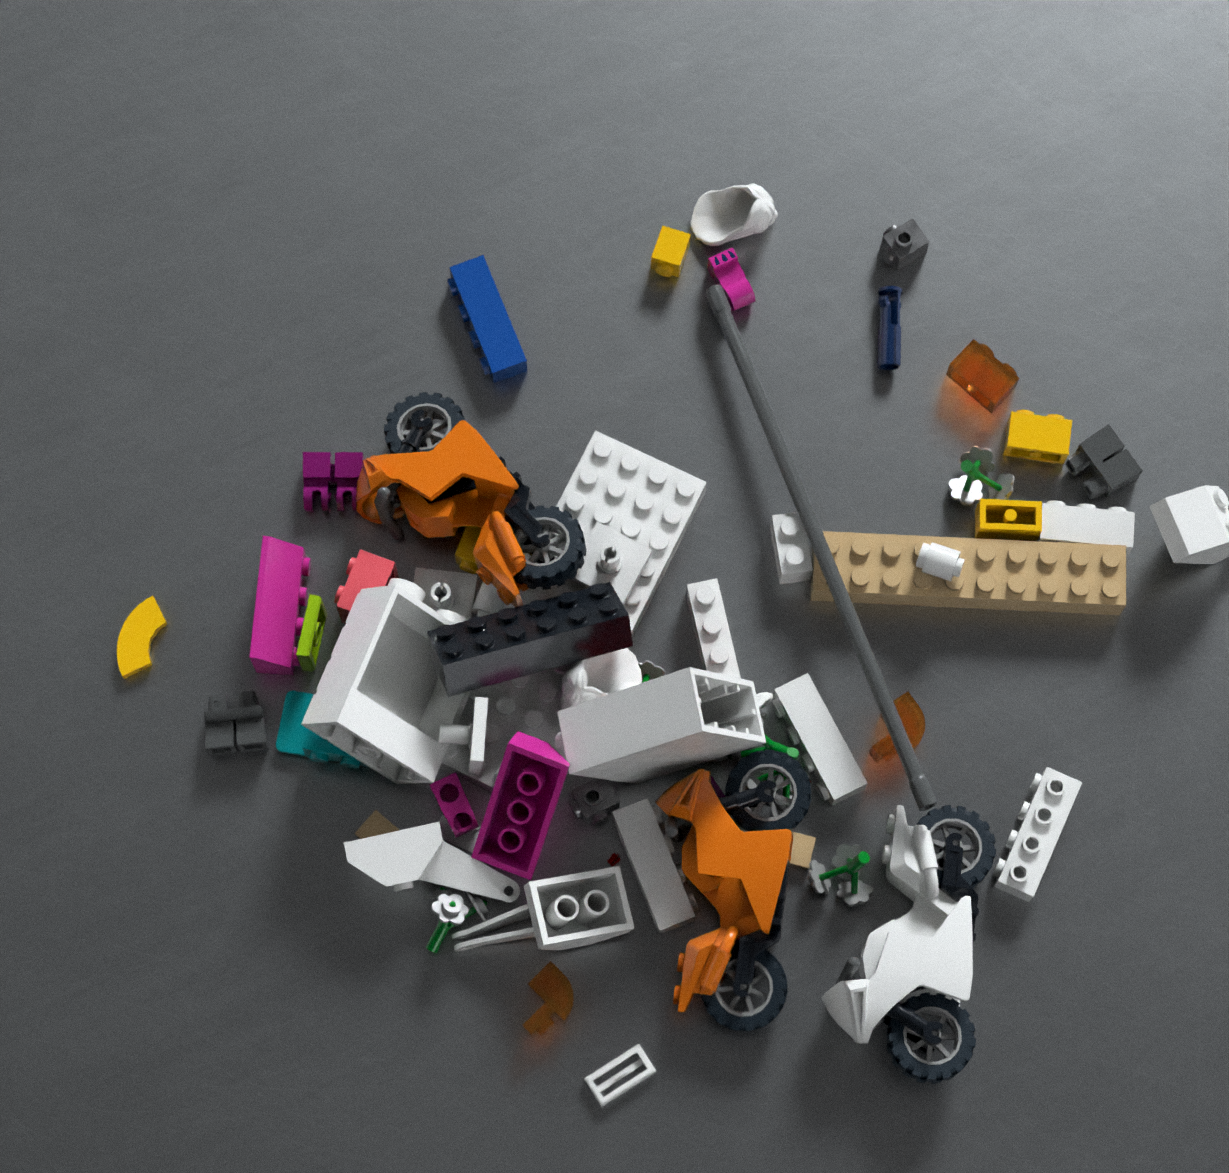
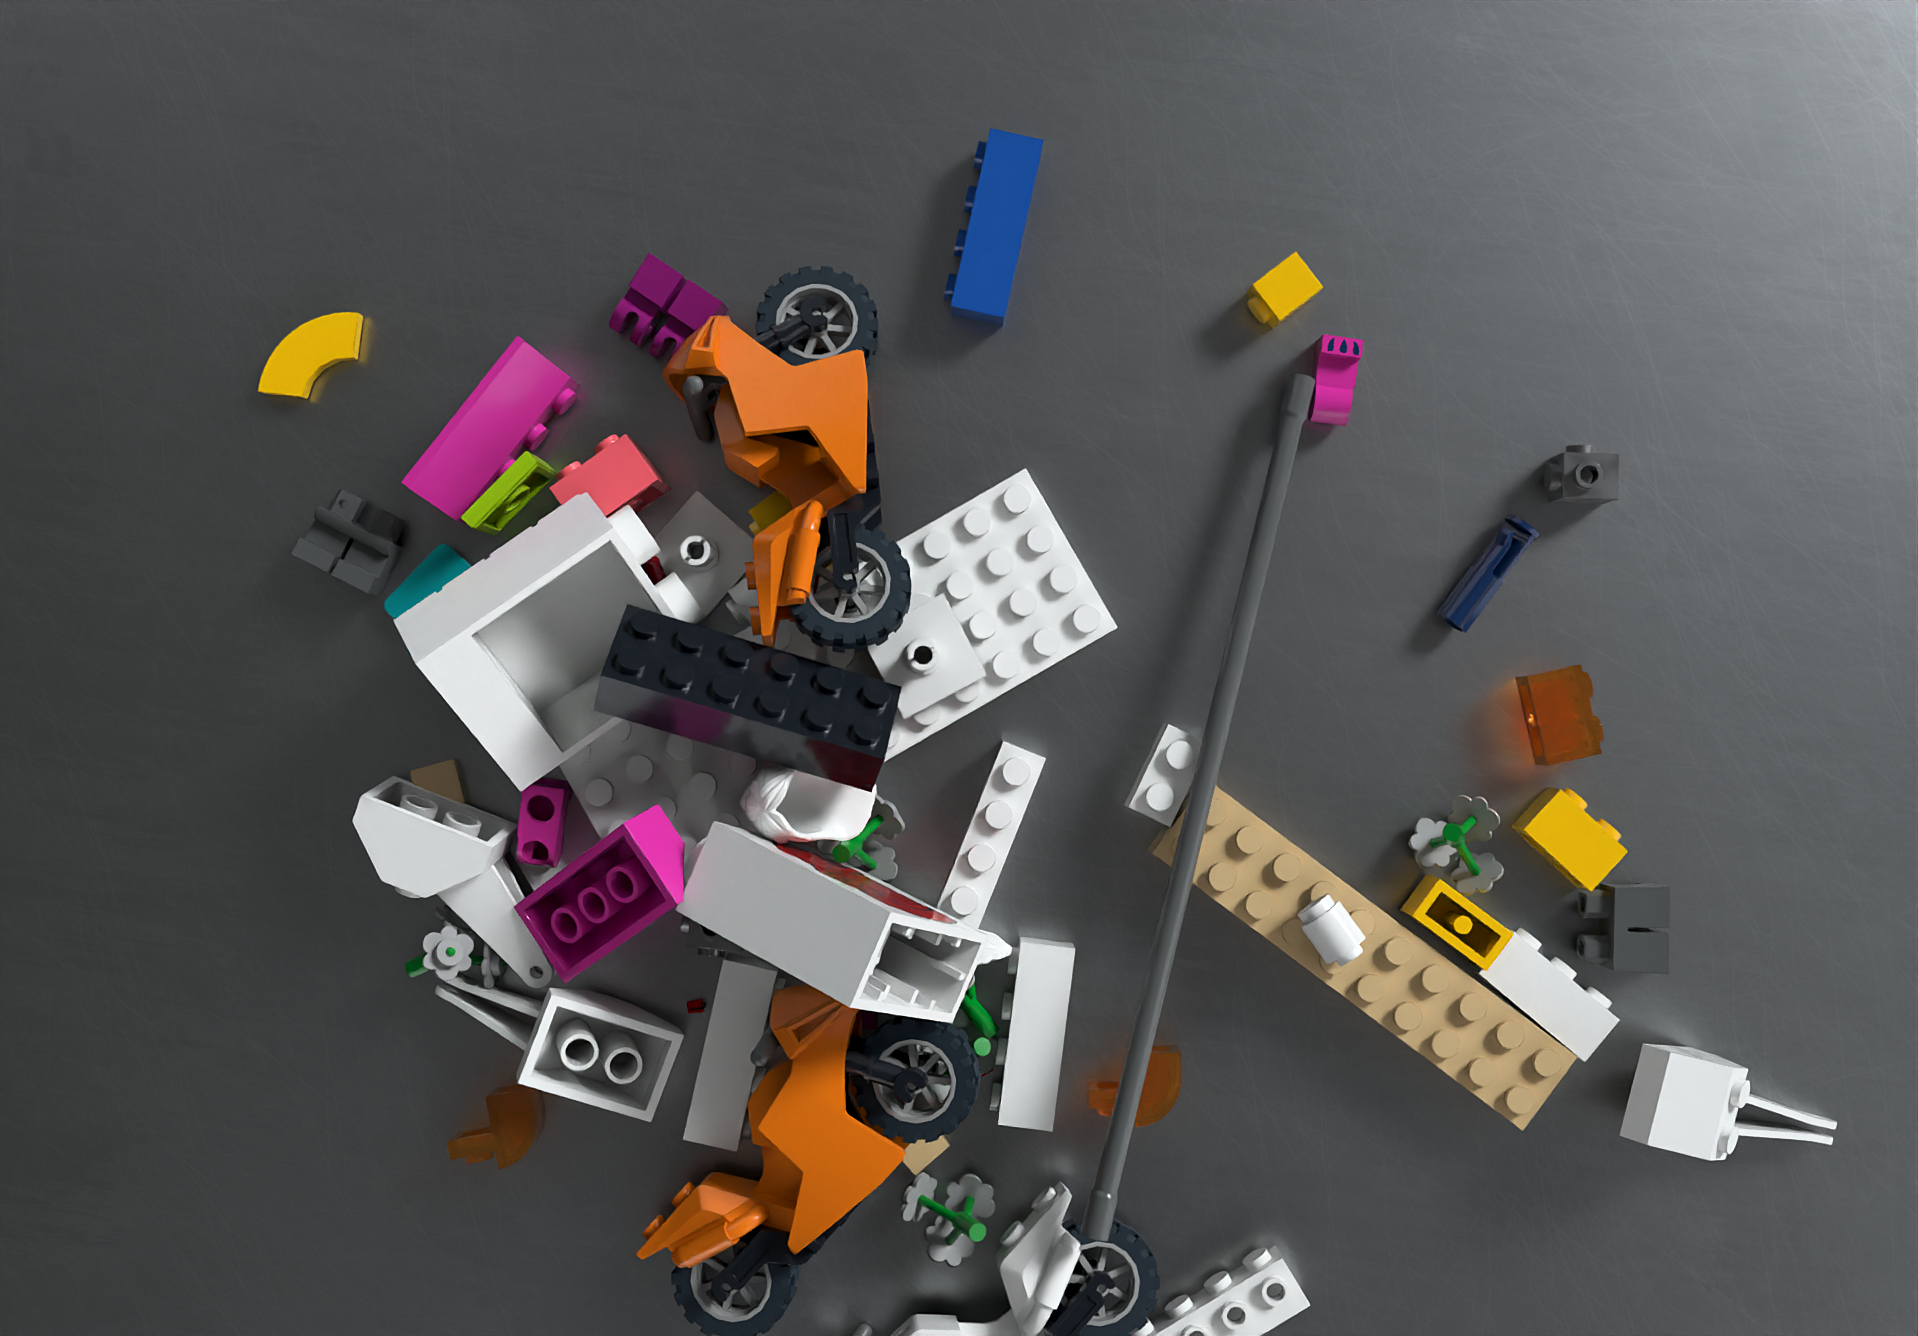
camera: 35 degrees right, 15 degrees up
(470, 735) = (600, 768): white tile -> none
(596, 1090) = (534, 1246): white tile -> none
(732, 214) = (1395, 293): white hair -> none

